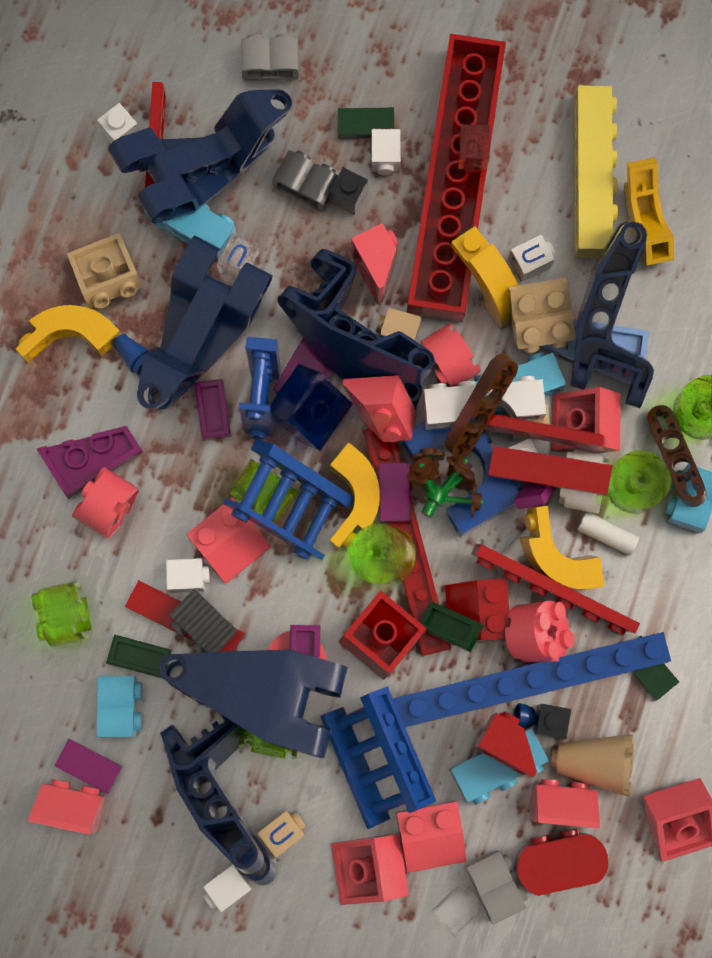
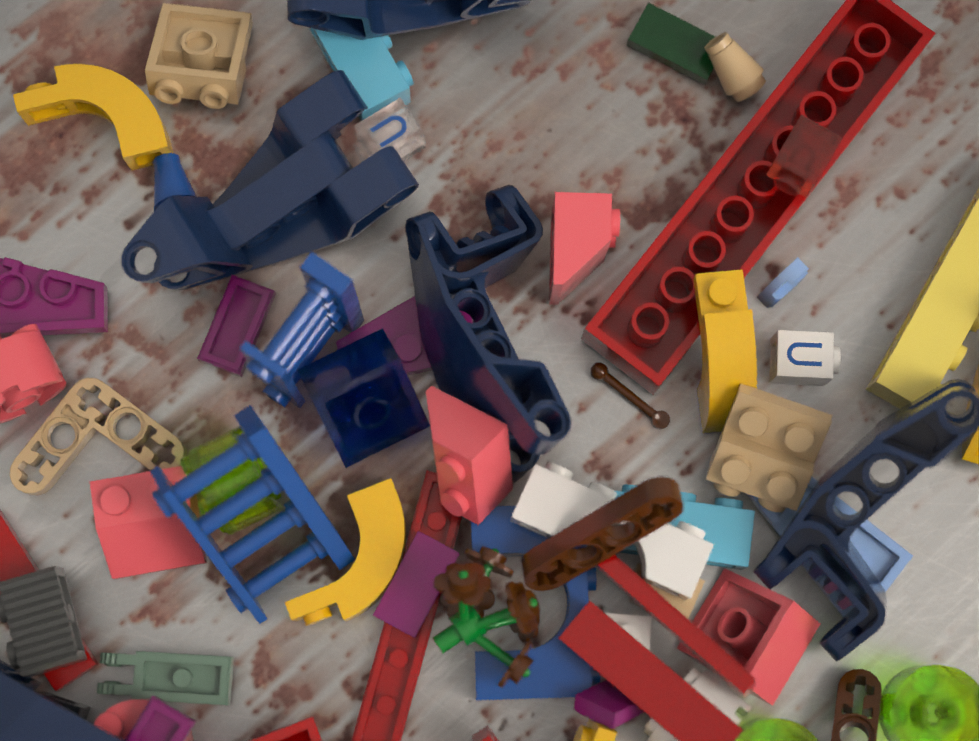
camera: 30 degrees right, 0 degrees up
(160, 508) = (85, 425): none -> tan beam
(187, 575) = (62, 538): white brick -> none
(297, 611) = (172, 677): none -> sand green hinge
(304, 179) = (547, 77): dark grey brick -> none
(348, 191) = (596, 124): black brick -> none
(366, 554) = (322, 668): clear neon green brick -> none
(385, 151) = (680, 96): white brick -> none
(398, 321) = (559, 351): tan brick -> none
(407, 119) = (735, 67): none -> tan cone
(451, 356) = (602, 435): coral brick -> none
(473, 333) = (659, 419): none -> reddish brown hinge
(499, 223) = (783, 283): none -> light blue tile

